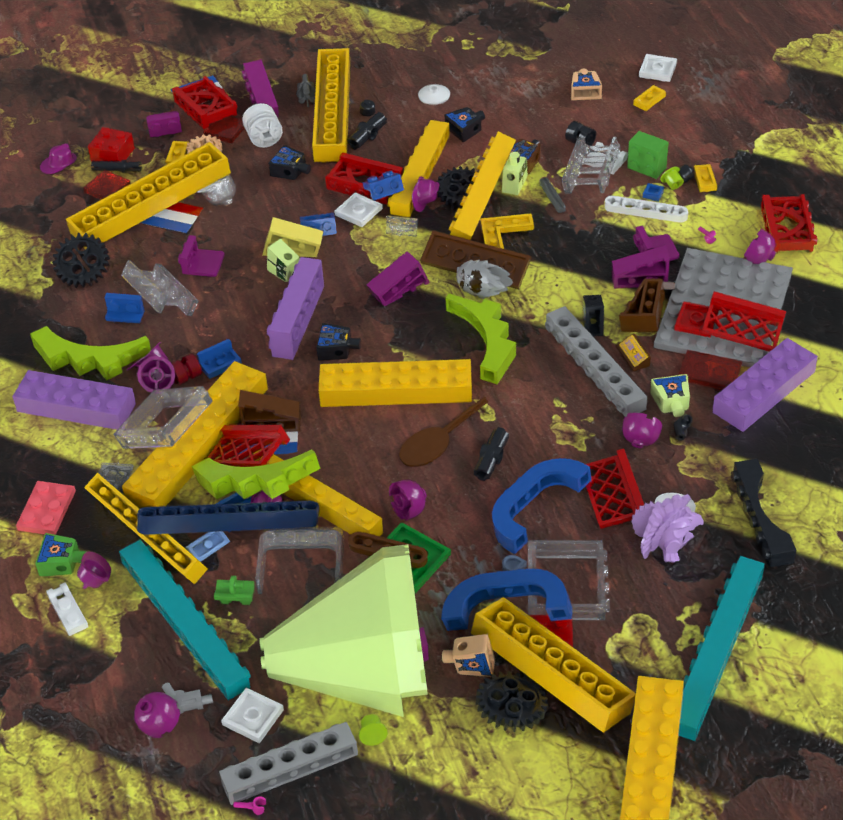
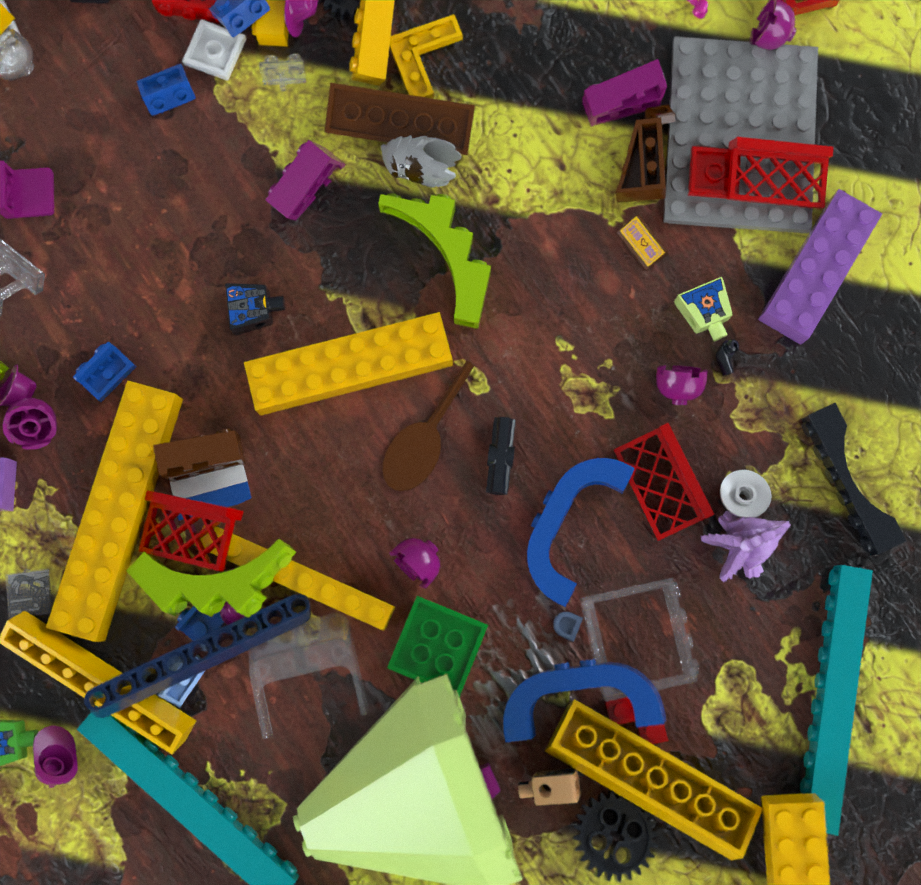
camera: 15 degrees left, 35 degrees up
(67, 609) = (39, 817): white plate -> none
(134, 431) = (34, 493): clear window -> none
(186, 368) = (64, 399): dark red wheel -> none
(234, 590) = (240, 751): bright green hips -> none
(281, 260) = (141, 178): yellowish green torso -> none
(296, 308) = (181, 261): medium lavender brick -> none
(300, 238) = (140, 129): light yellow wedge -> none
(371, 544) = (413, 651): reddish brown plate -> none
(593, 309) = (578, 189): black torso -> none
(596, 362) = (542, 204): light grey brick -> none
(646, 243) = (633, 43): magenta bracket -> none
(710, 369) = (744, 251): clear red tile -> none

